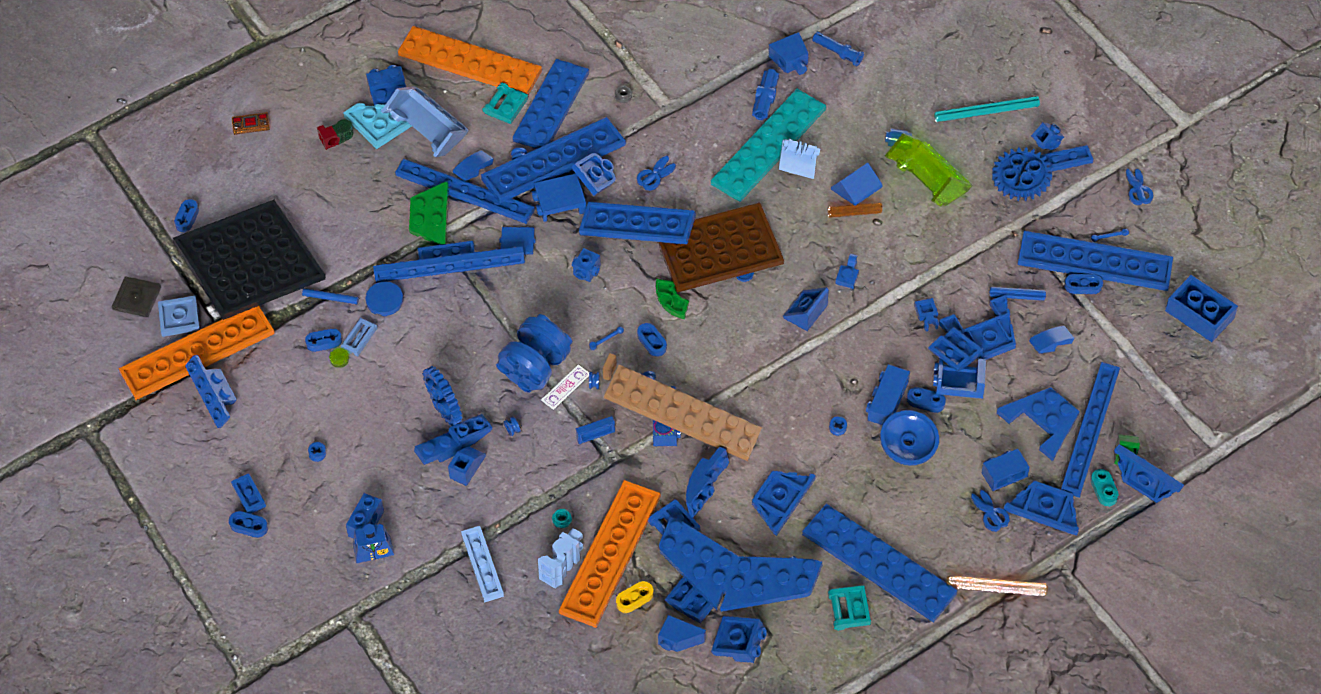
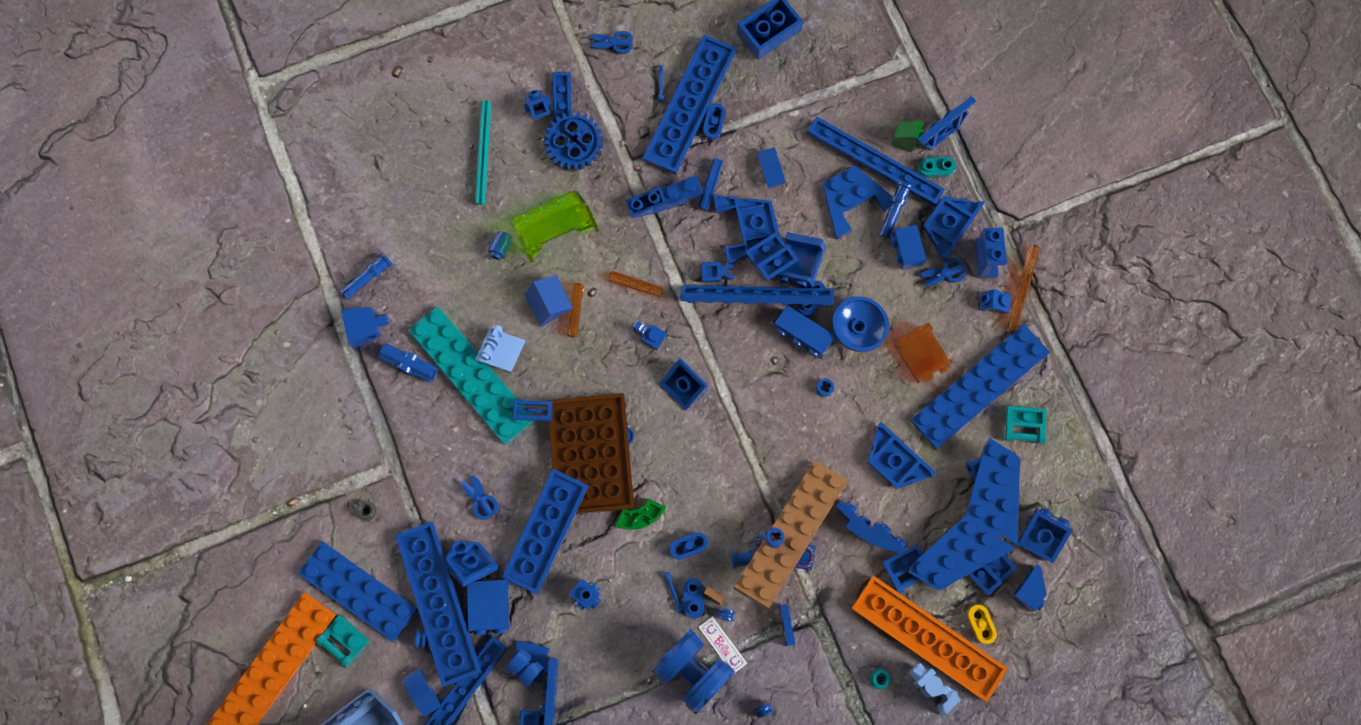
camera: 80 degrees left, 20 degrees up
(510, 231) = (524, 668): none -> blue wheel
(602, 353) = (693, 598): none -> blue plate
(673, 396) = (775, 531): none -> blue bush
(748, 203) = (548, 418): none -> blue tile
(895, 252) = (635, 283): none -> clear orange axle
(898, 503) = (923, 354): none -> clear orange panel
(913, 347) = (762, 295): none -> blue plate
(973, 561) = (995, 301): none -> blue bracket
(988, 257) = (664, 198): none -> blue slope
(1019, 537) = (990, 252): none -> blue panel
(1051, 450) = (898, 201): none -> blue pin

